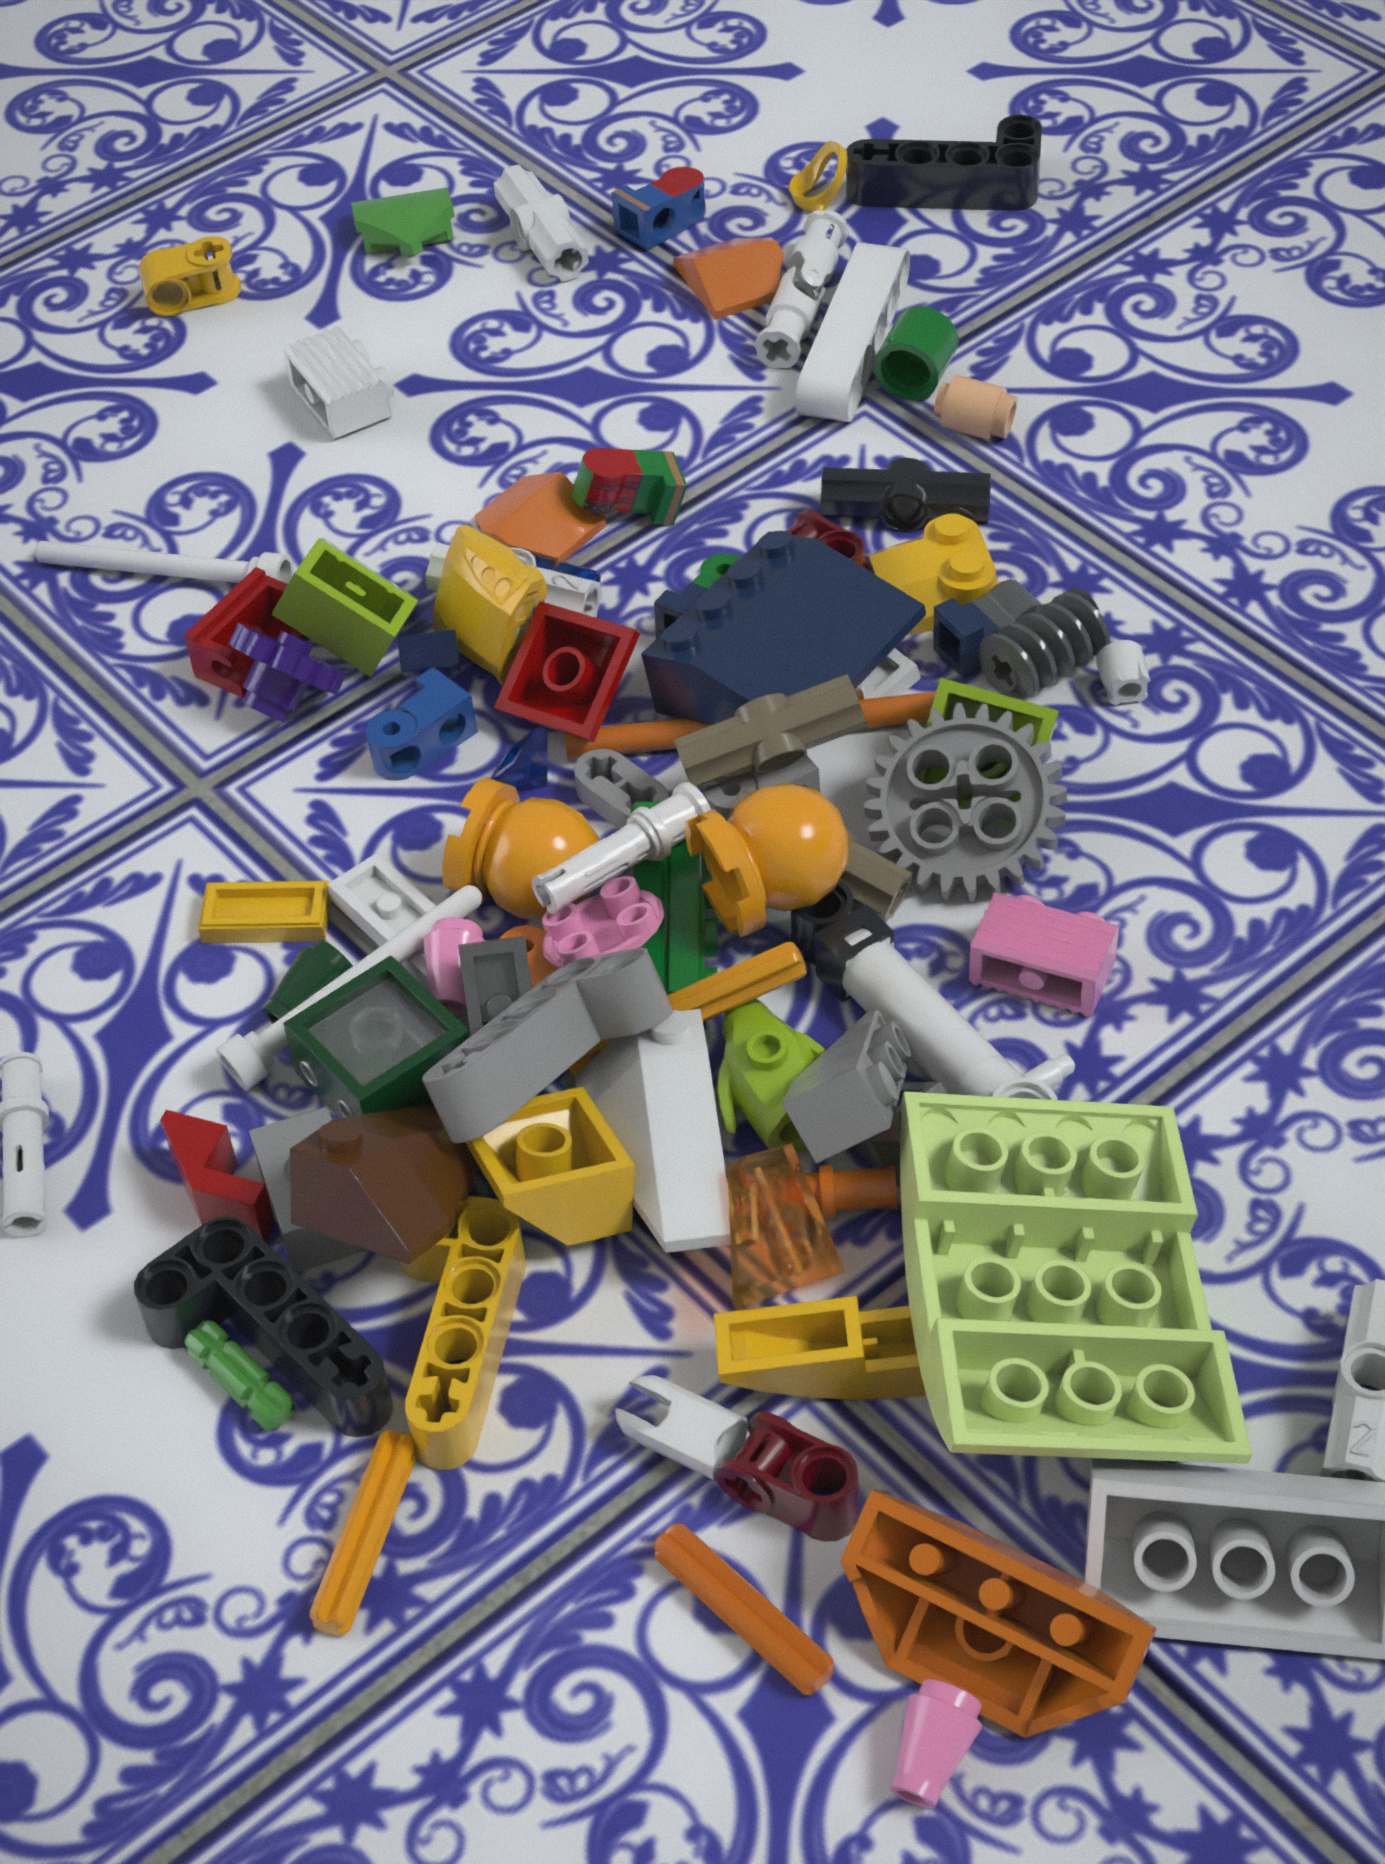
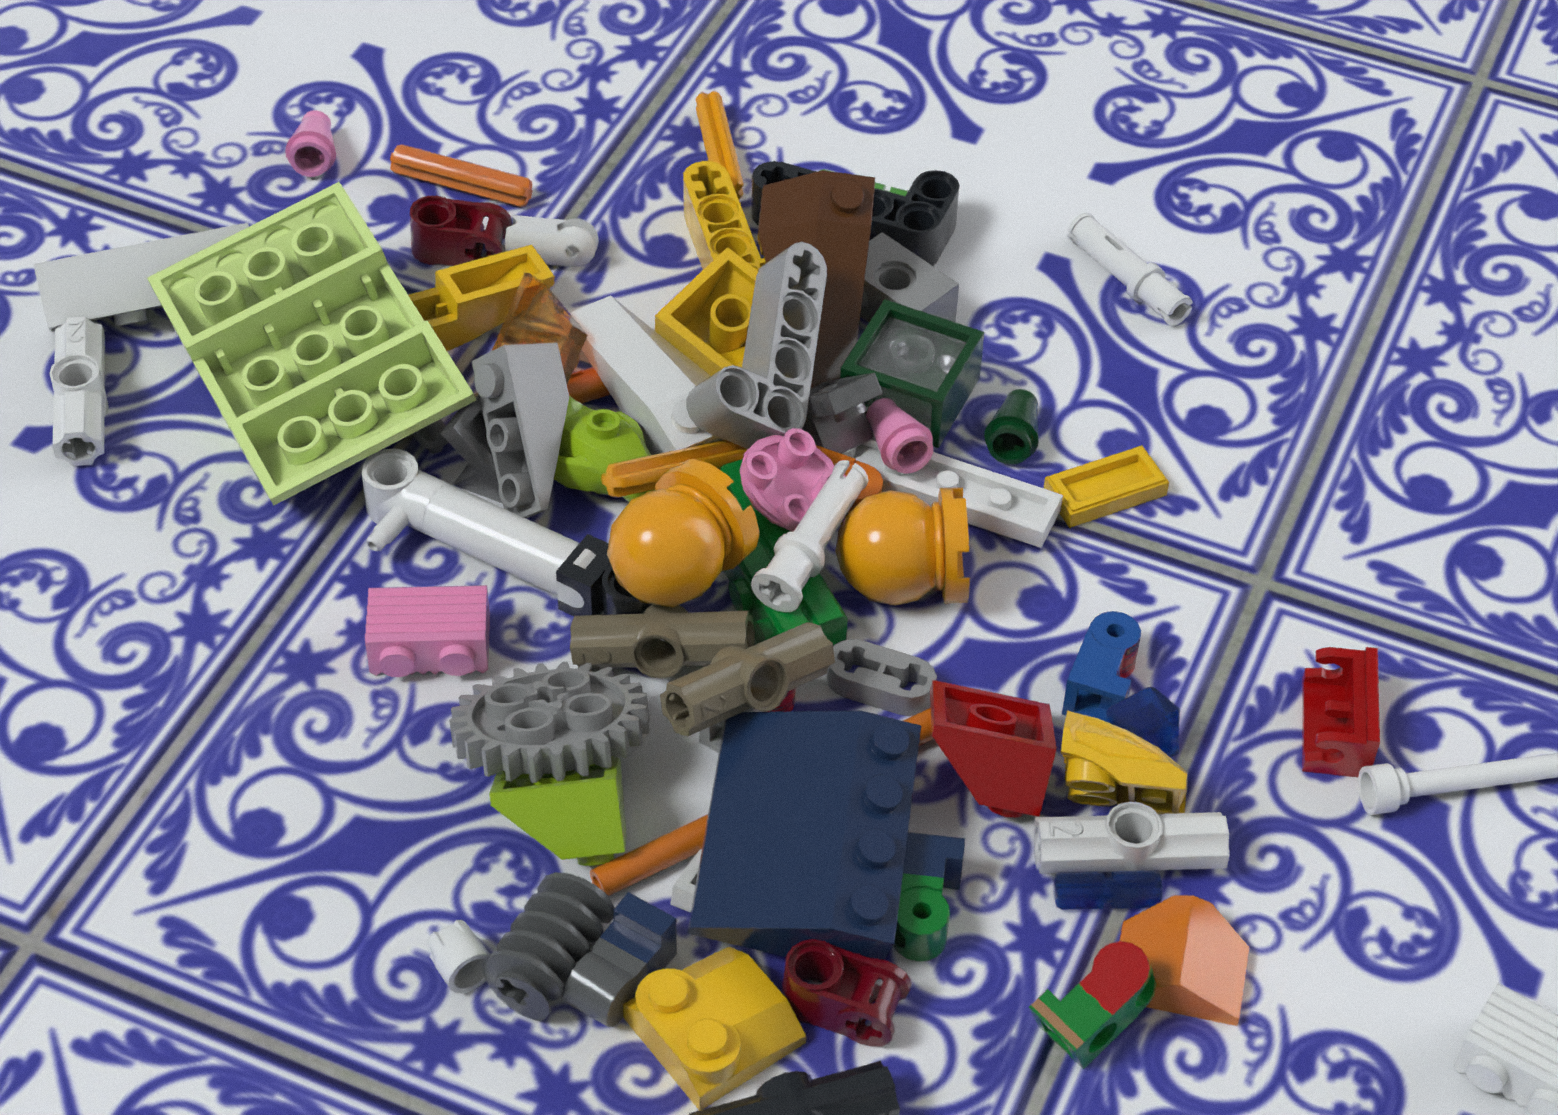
camera: 150 degrees right, 0 degrees up
(207, 1166) = (993, 284): red slope -> none
(251, 1055) = (1016, 365): white piece -> none
(281, 671) = (1264, 660): dark purple plant -> none
(345, 606) = (1259, 741): lime slope -> none
(525, 762) = (987, 664): clear blue slope -> none
(990, 1618) = (257, 188): orange wedge -> none

